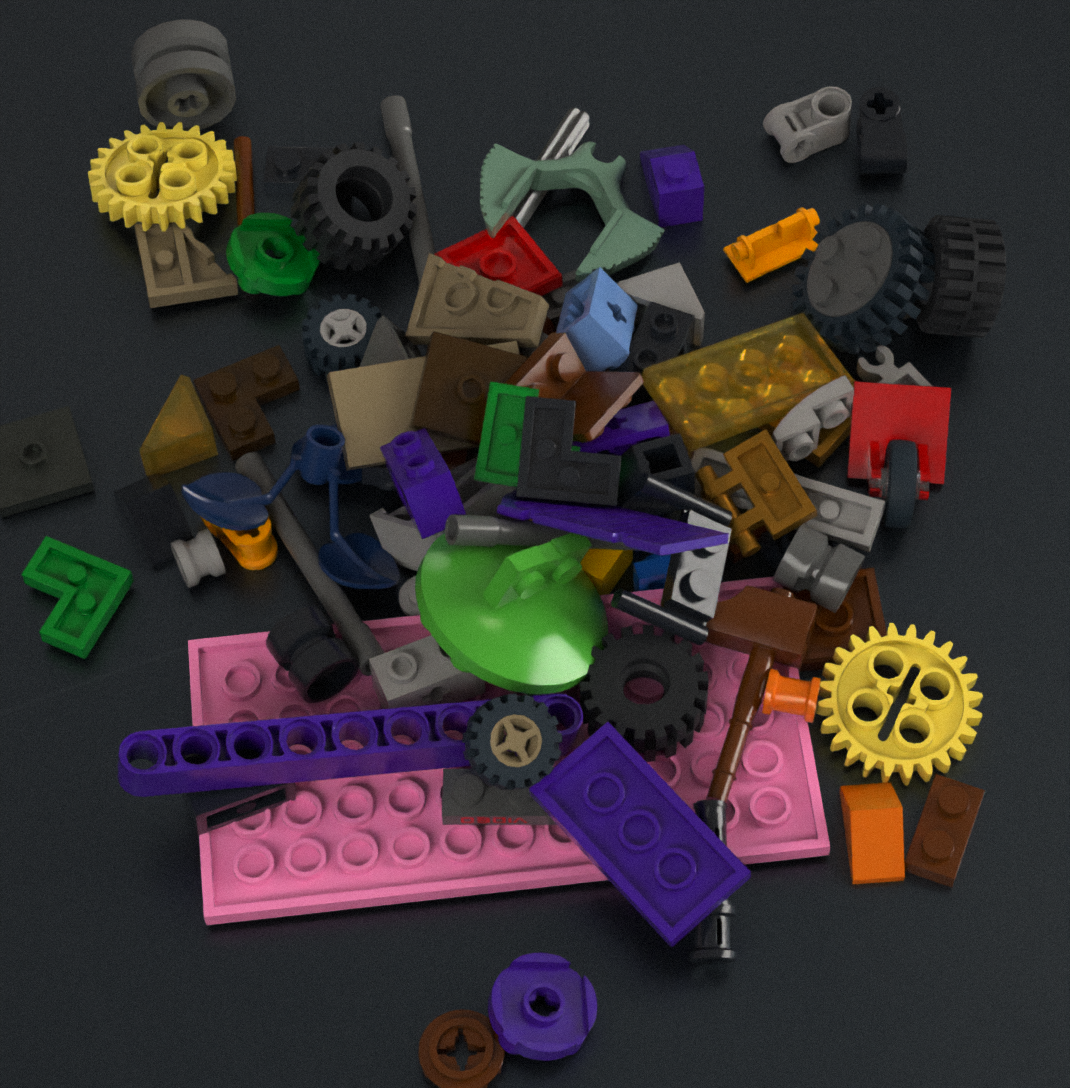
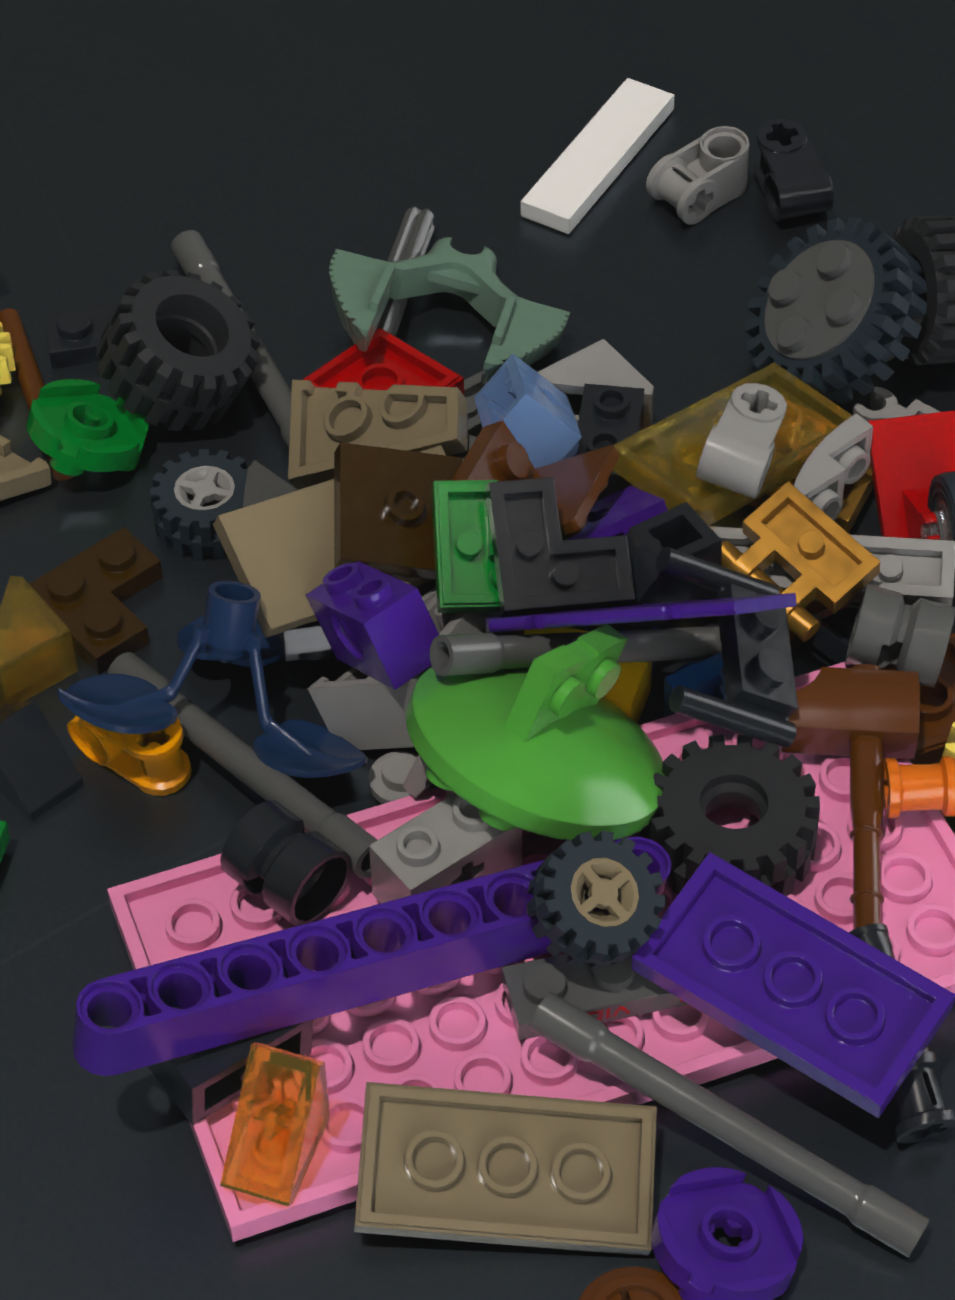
camera: 15 degrees left, 10 degrees down
(198, 558) = (91, 789): light grey wheel -> none
(249, 854) = (276, 1124): none -> clear yellow slope
(404, 919) = (506, 1169): none -> dark tan tile
(646, 1003) = (861, 1203): none -> dark grey piece
(674, 184) = (563, 265): dark purple slope -> none
(736, 85) = (597, 156): none -> white tile
(742, 388) = (743, 440): none -> light grey piece
(774, 245) = (705, 308): light orange hinge -> none

